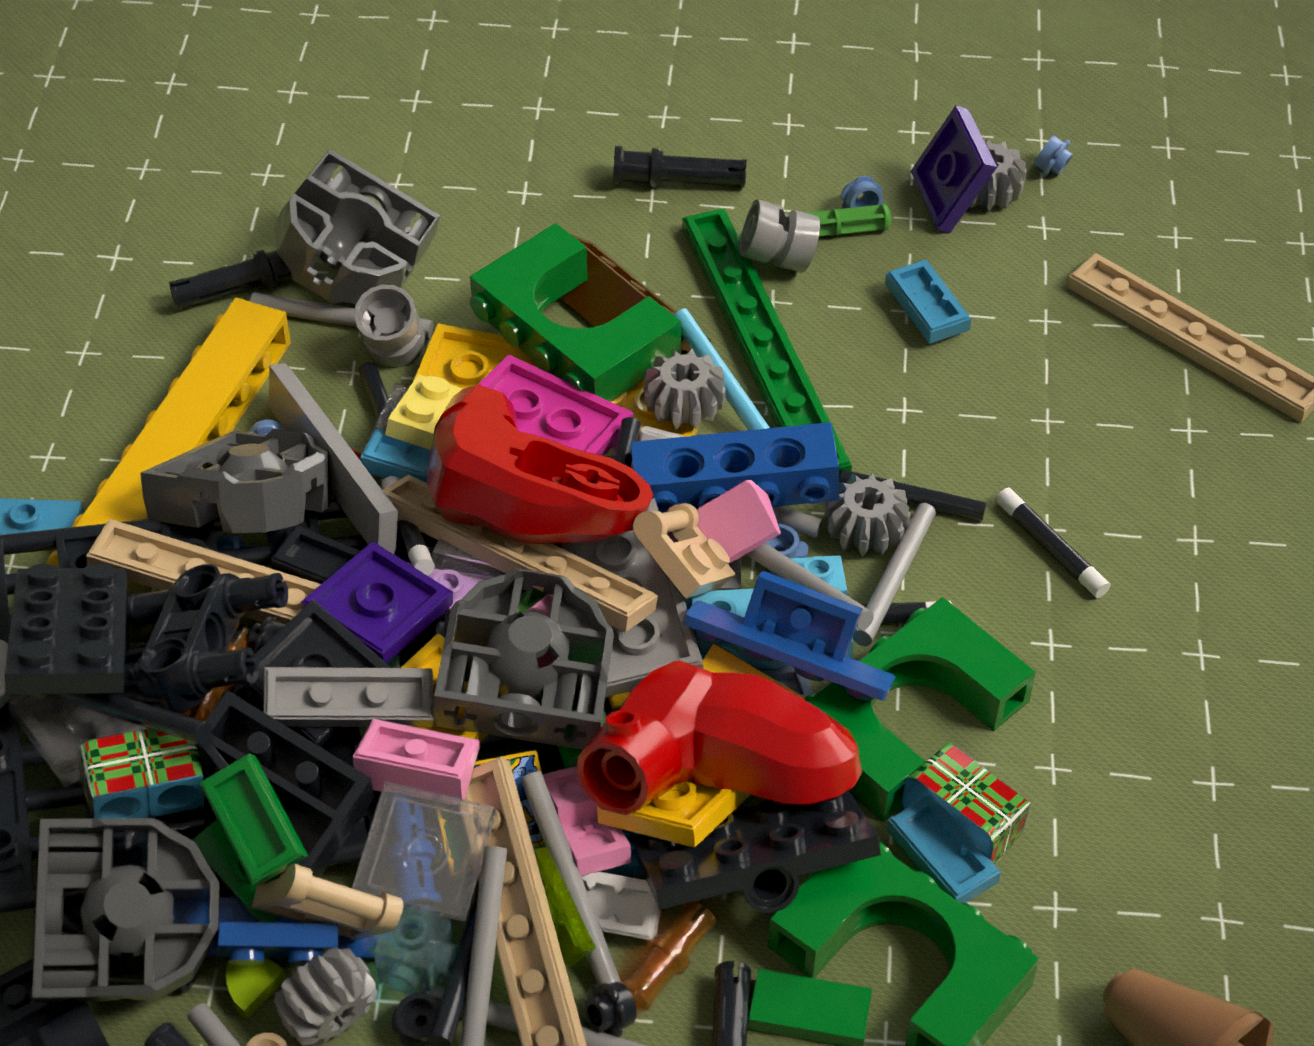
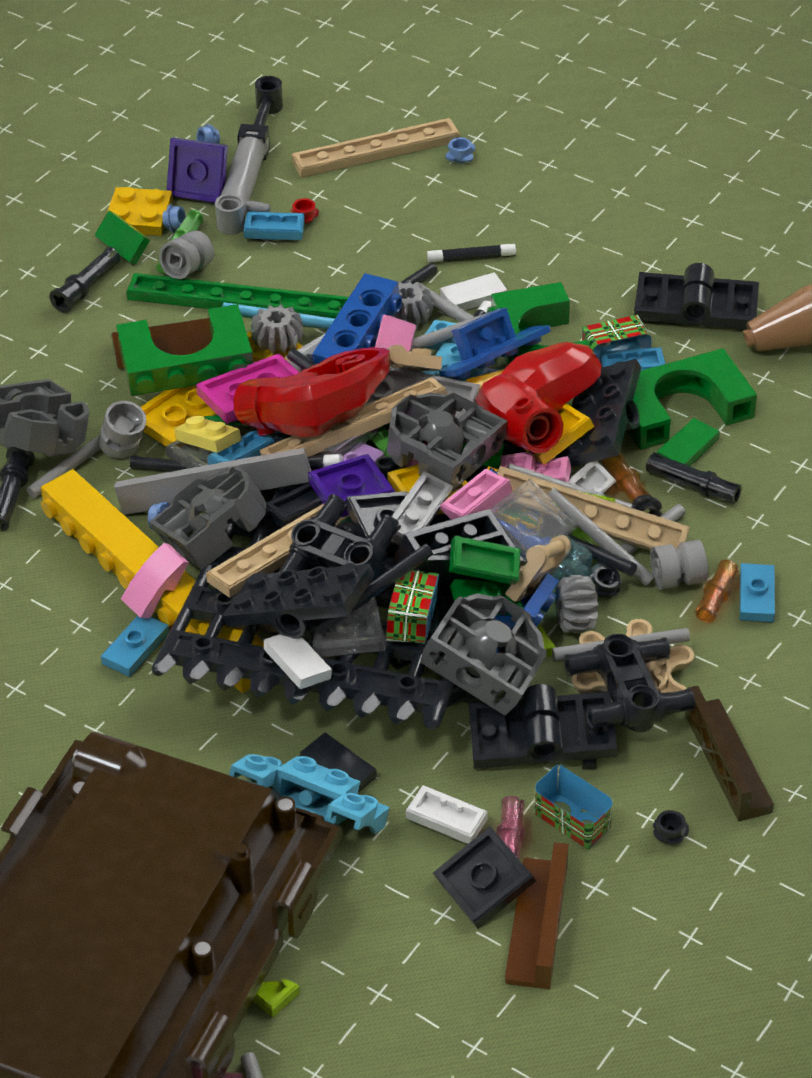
camera: 60 degrees left, 5 degrees down
(107, 480) = (157, 574): none -> bright pink slope
(780, 165) = (122, 237): none -> green tile
(854, 151) = (142, 208): none -> yellow plate
(964, 582) = (473, 291): none -> white tile
(987, 318) = (306, 207): none -> red plate
(1073, 205) = (251, 151): none -> light grey piece
(1161, 878) = (696, 298): none -> black plate
(1267, 429) = (460, 150): none -> medium blue plate

